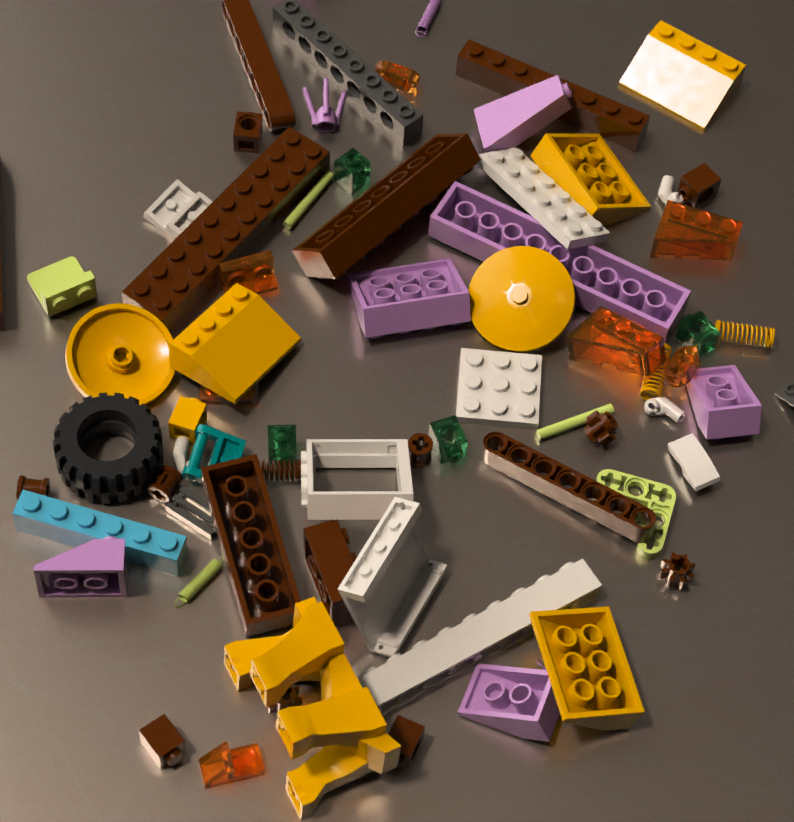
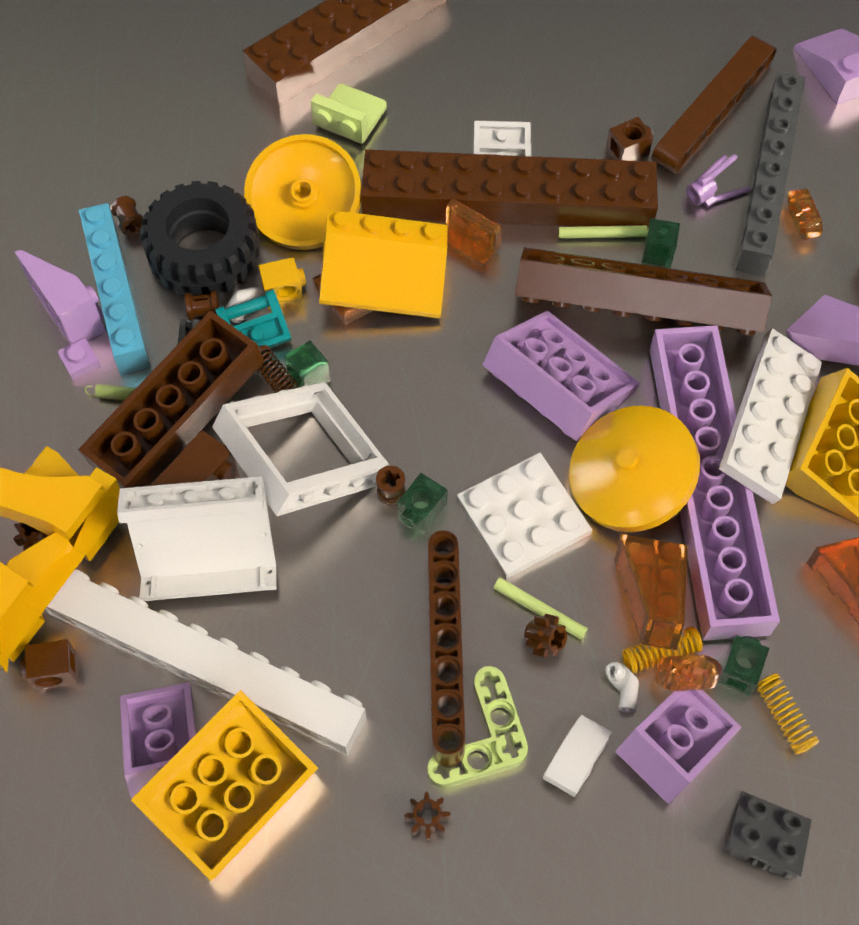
camera: 60 degrees right, 5 degrees up
(142, 595) = (79, 358): none -> lavender plate

